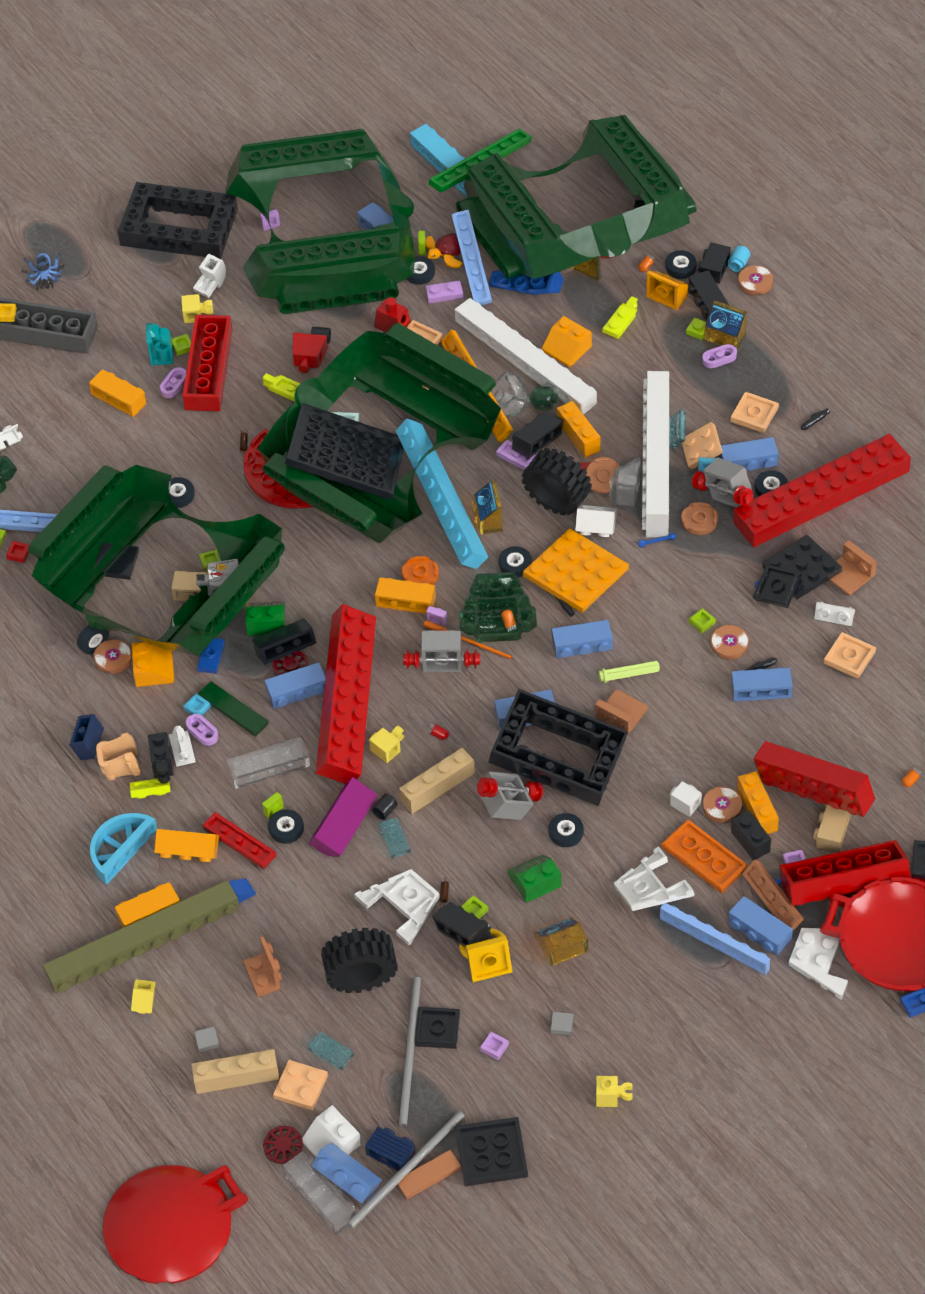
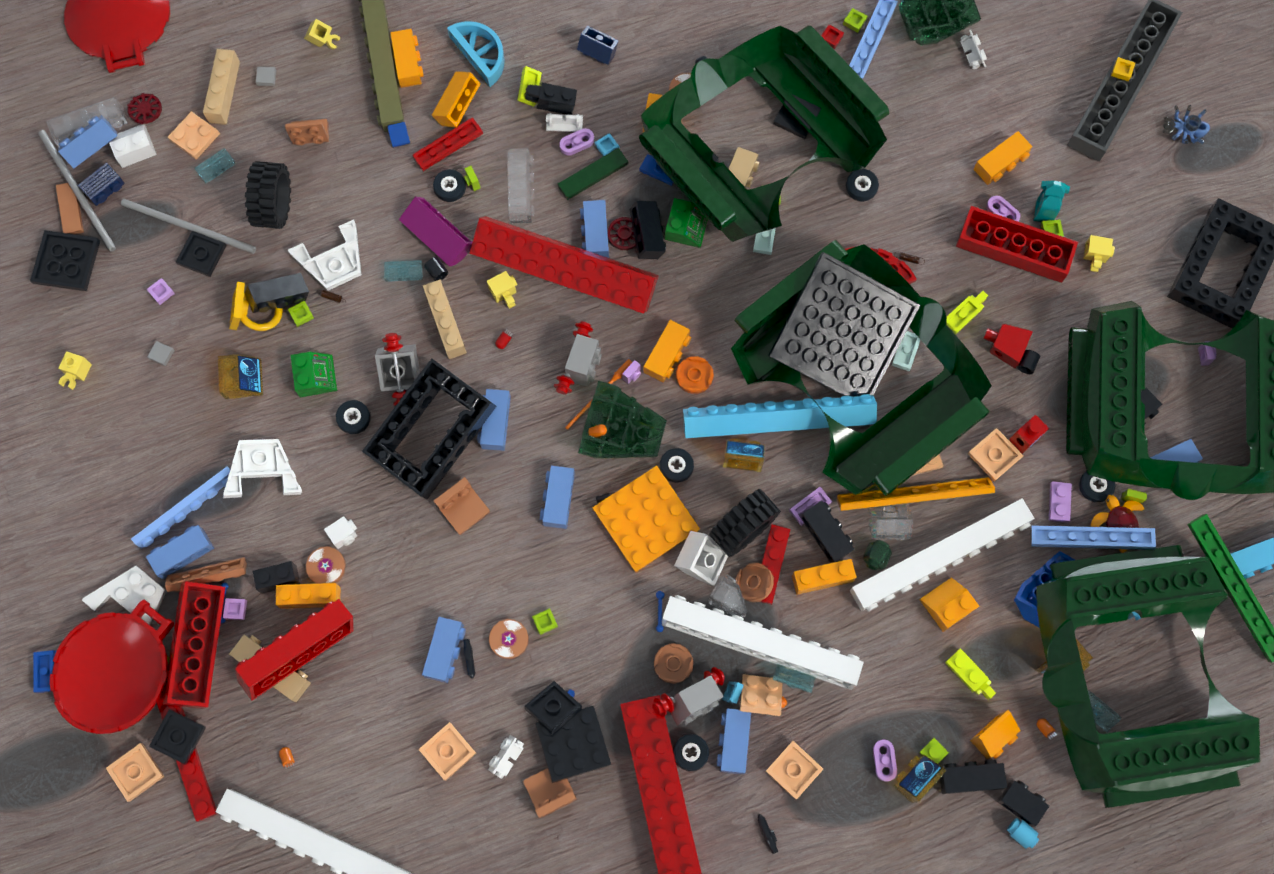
camera: 105 degrees right, 20 degrees up
(118, 757) = (559, 57): light nougat piece -> none
(213, 276) = (1135, 274): white brick -> none
(216, 574) = (721, 176): light grey torso -> none
(628, 671) = (507, 529): yellowish green axle -> none
(680, 264) = (1023, 766): black bush -> none
(704, 856) = (278, 531): orange tile -> none
(755, 280) = (988, 842): nougat tile -> none

